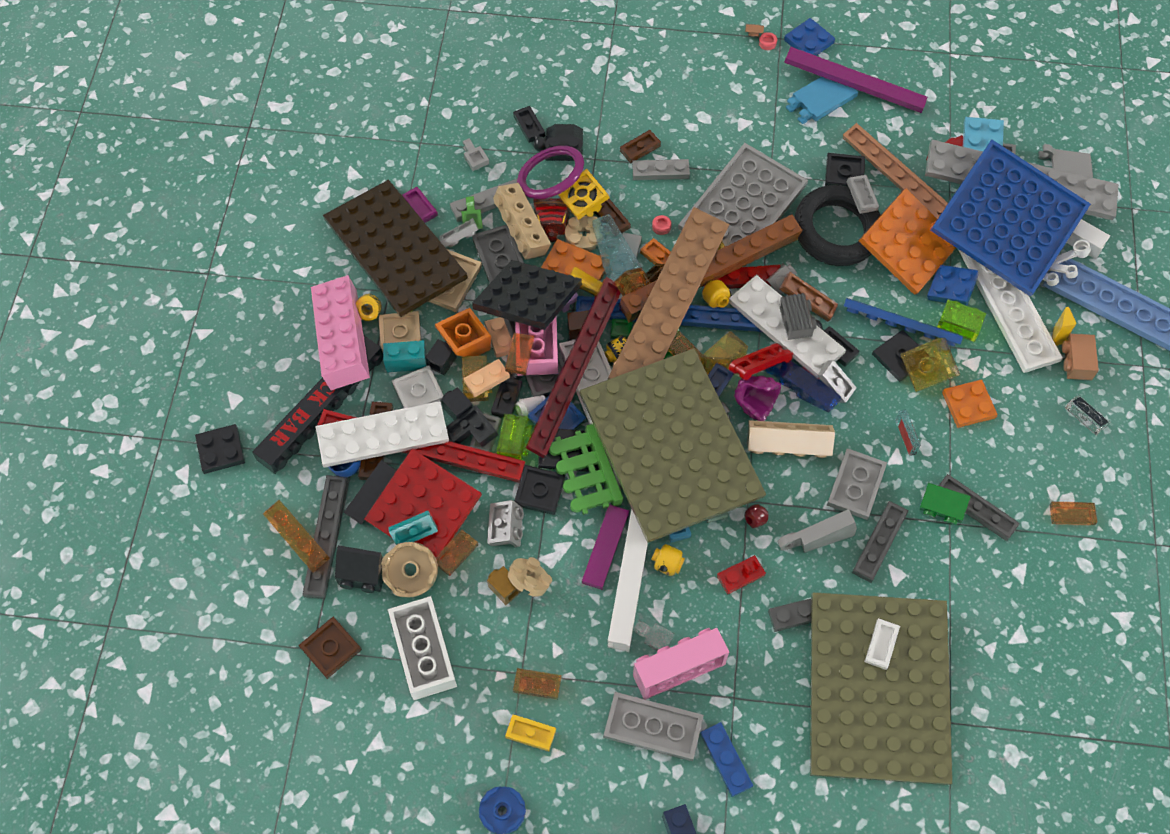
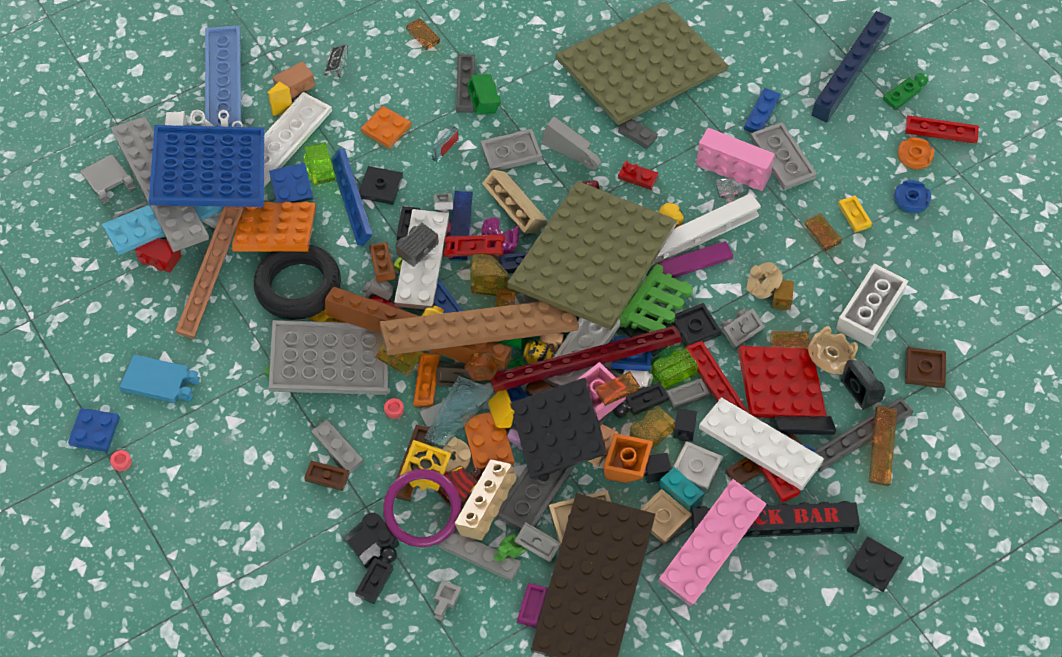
camera: 130 degrees left, 5 degrees down
(374, 305) = (665, 551): yellow head -> none
(413, 528) = (799, 362): teal plate -> none
(471, 423) = (690, 397): black plate -> none
(486, 378) = (650, 411): light nougat plate -> none
(754, 30) = (116, 475): nougat plate -> none
(841, 167) = (232, 314): black plate -> none
(856, 79) = (123, 363): magenta tile -> none
(862, 194) = (261, 270): light grey plate -> none
(880, 541) = (539, 118): dark grey tile -> none
(882, 644) = (618, 66): white tile -> none
(930, 364) = (378, 156): clear yellow slope -> none

